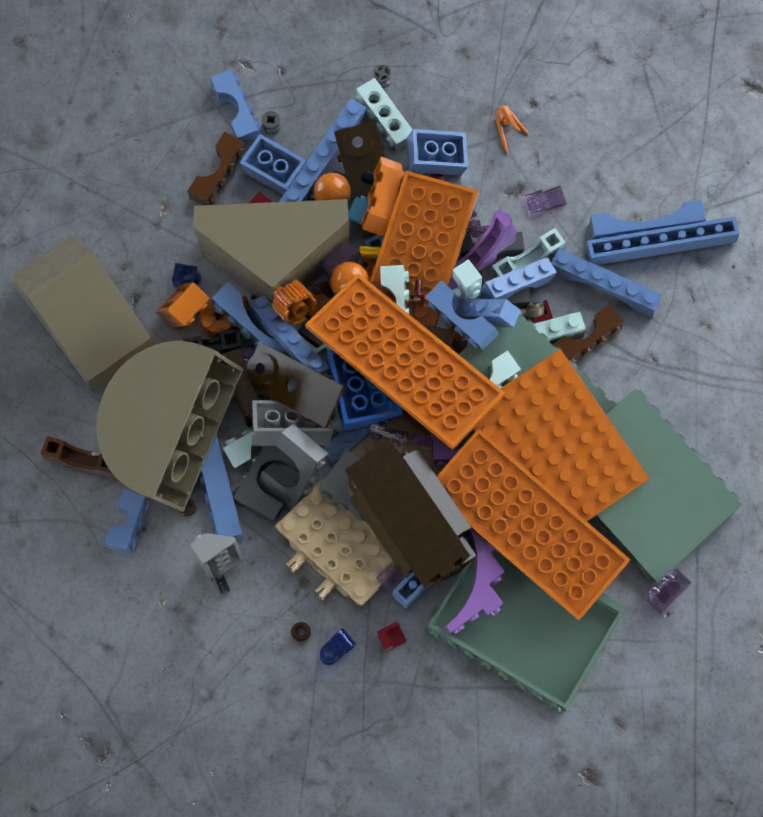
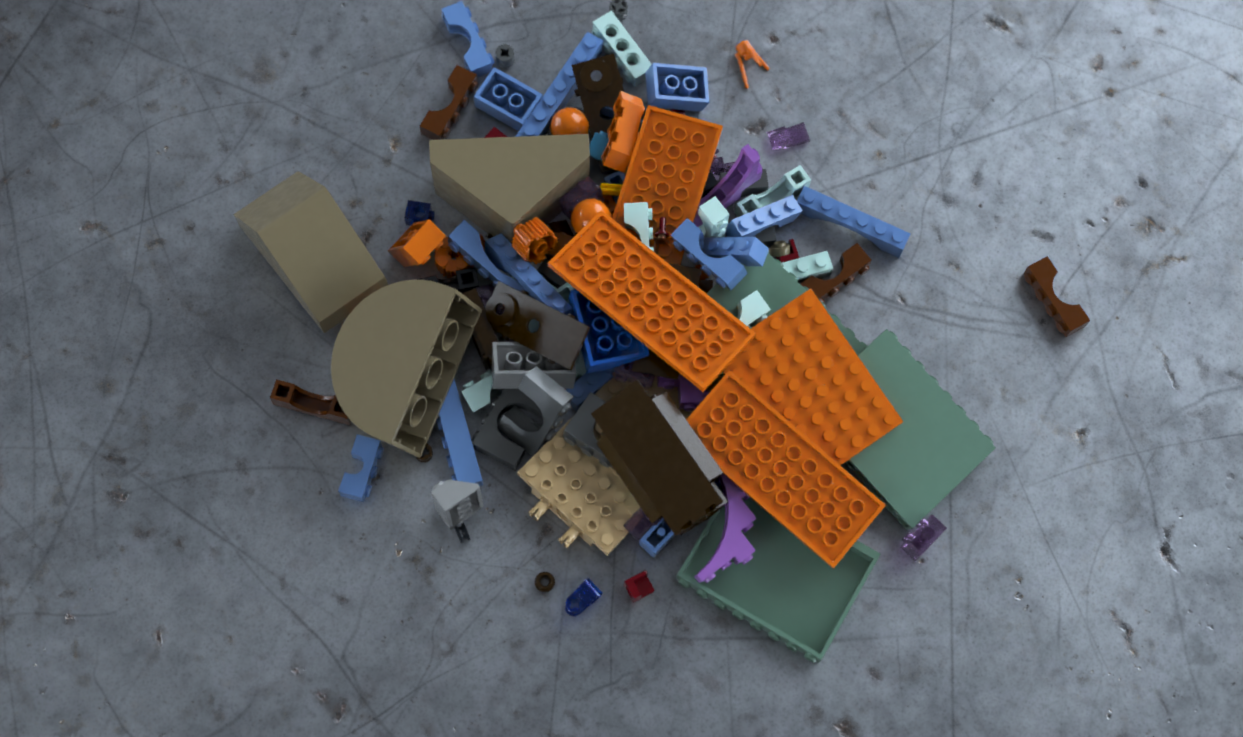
camera: 10 degrees left, 0 degrees up
(607, 226) = (852, 165): medium blue arch -> none
(662, 241) = (909, 179): medium blue brick -> none

